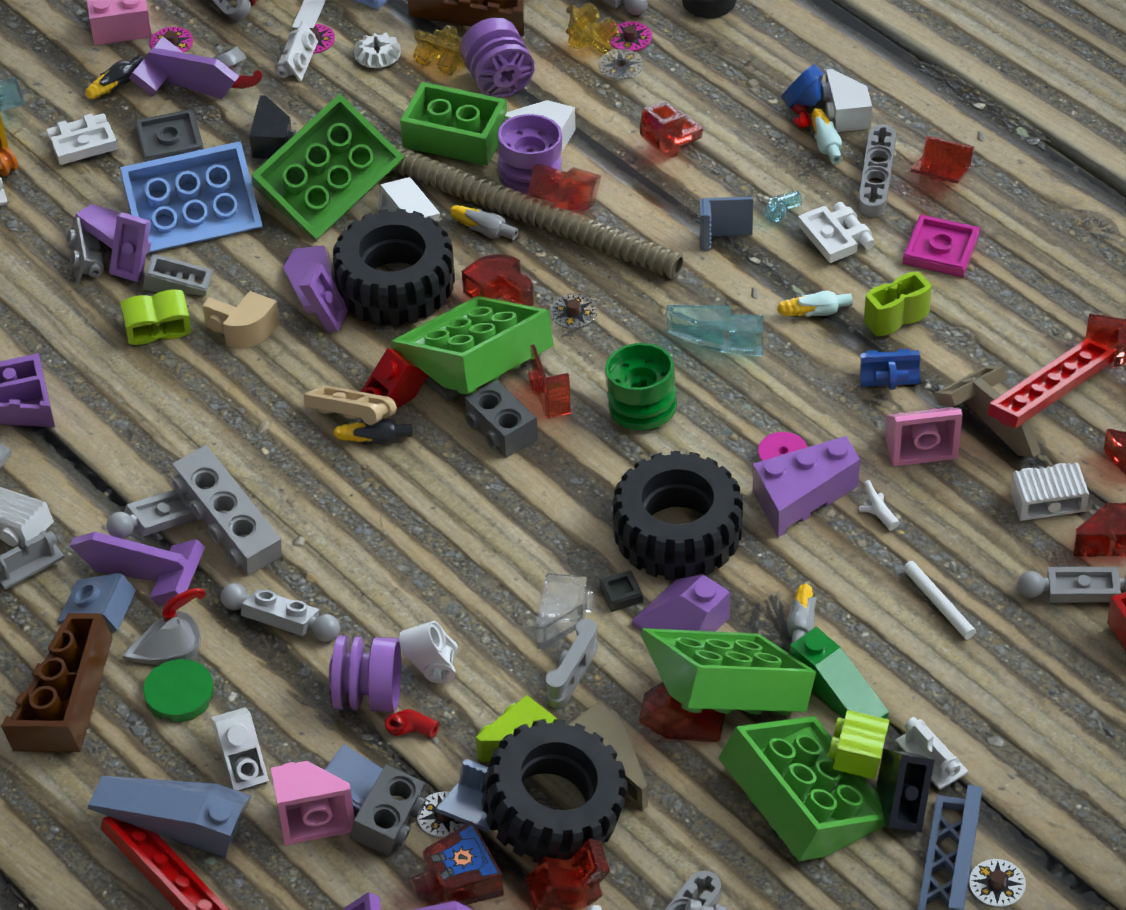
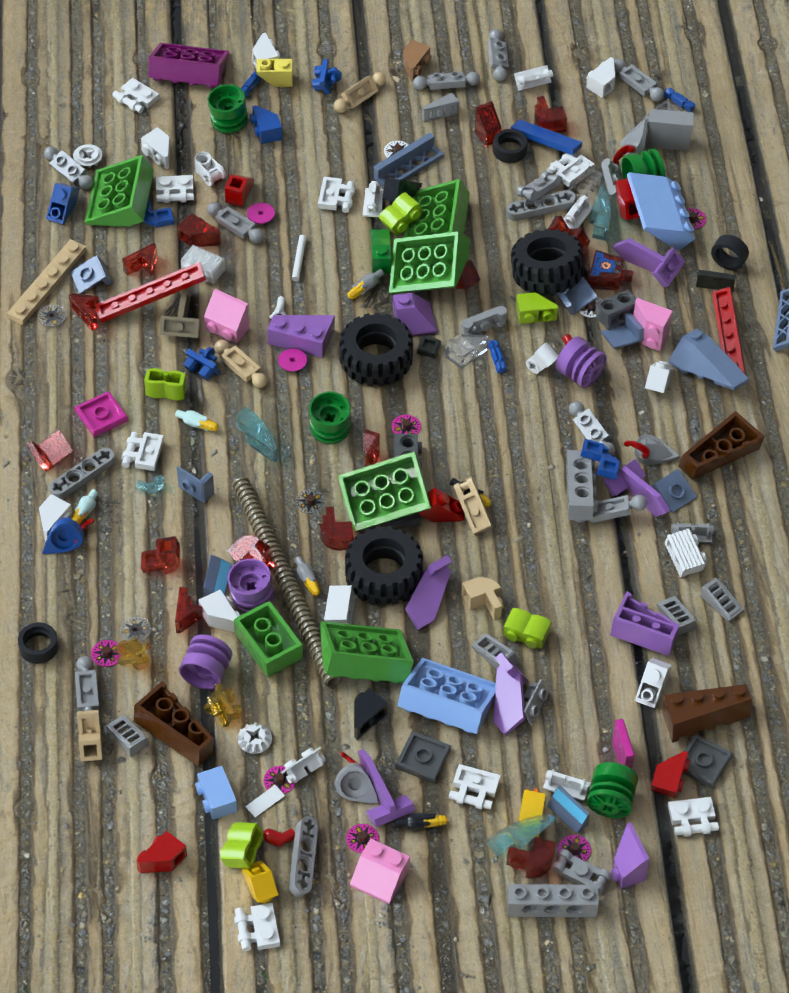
camera: 145 degrees left, 5 degrees up
(178, 690) = (665, 424): green tile -> none
(228, 557) = (597, 451): none -> blue tile
(509, 636) = (497, 356): none -> blue axle
(546, 472) = (406, 425): none -> piece
(588, 104) = (186, 612): none -> clear red slope
(590, 156) = (216, 575): none -> slope
(612, 728) = (501, 280): dark tan slope -> none
(841, 400) = (241, 363): none -> tan plate
(1006, 721) = (330, 192): none -> white plate
(1068, 625) = (260, 213): none -> dark pink piece

